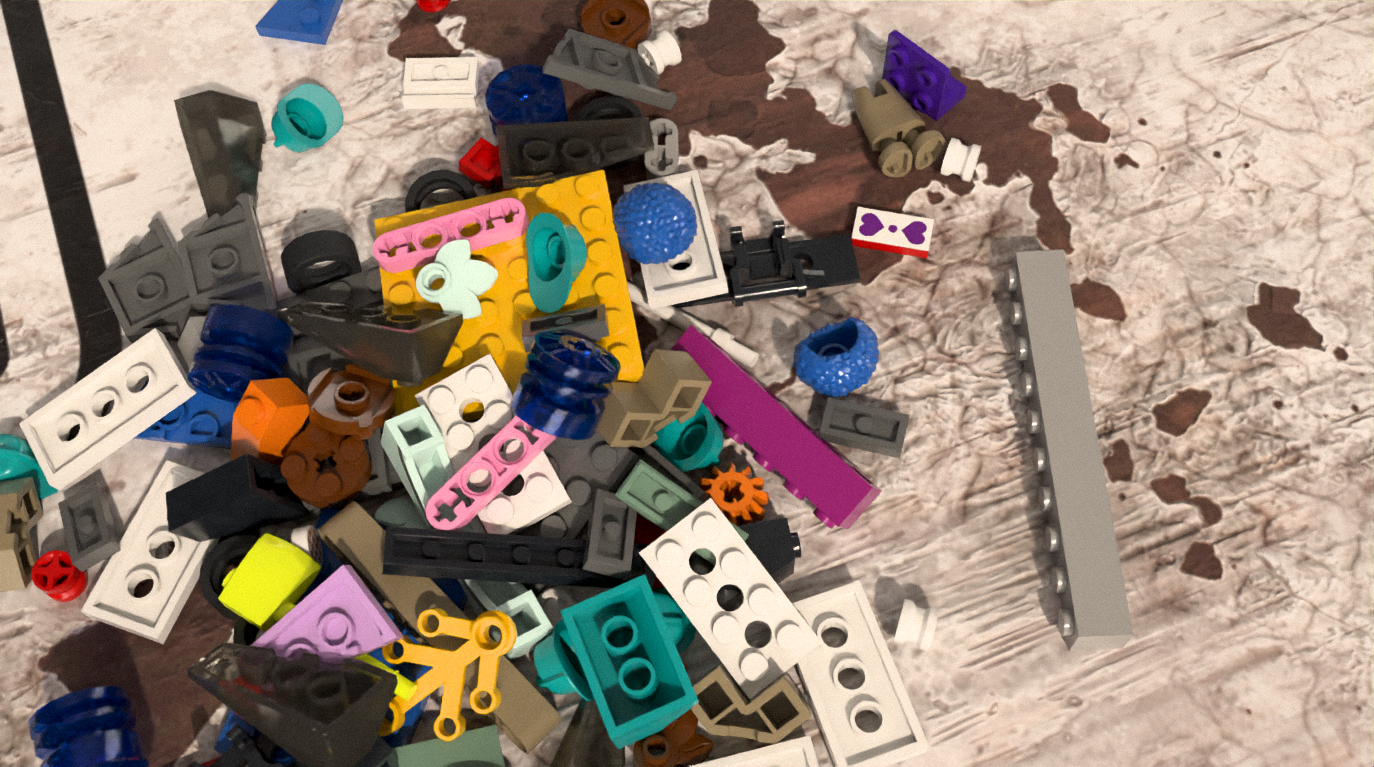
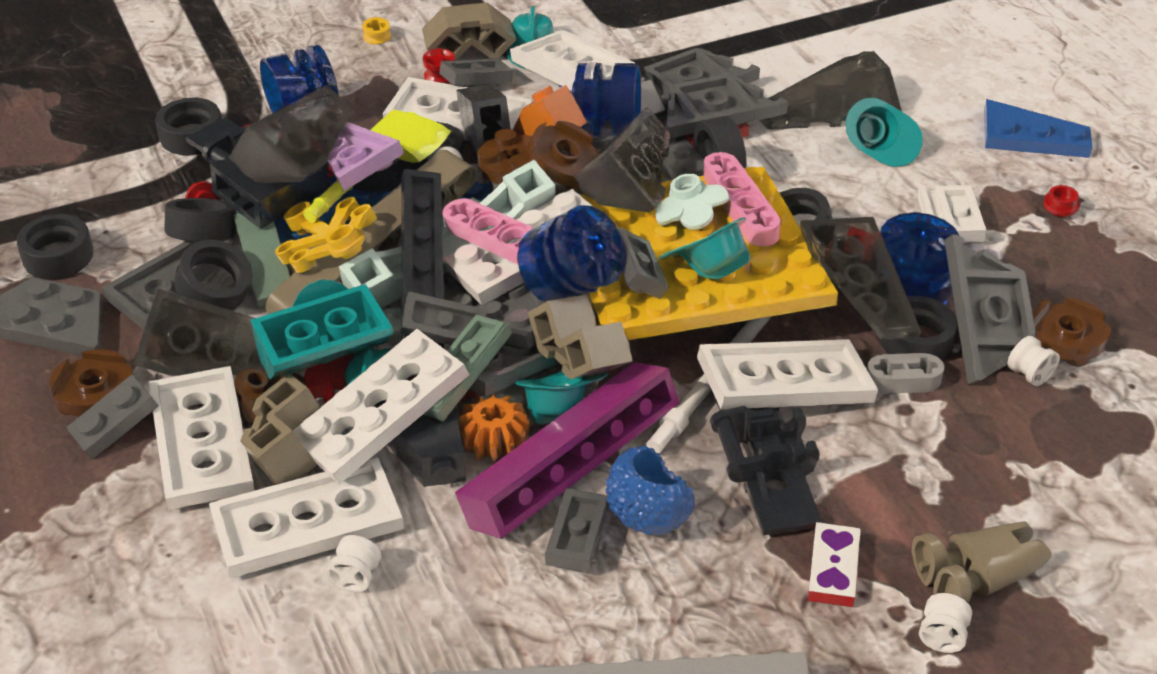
camera: 85 degrees right, 20 degrees down
(654, 223) = (781, 333): blue hair -> none
(920, 77) = (1057, 589): dark purple bracket -> none

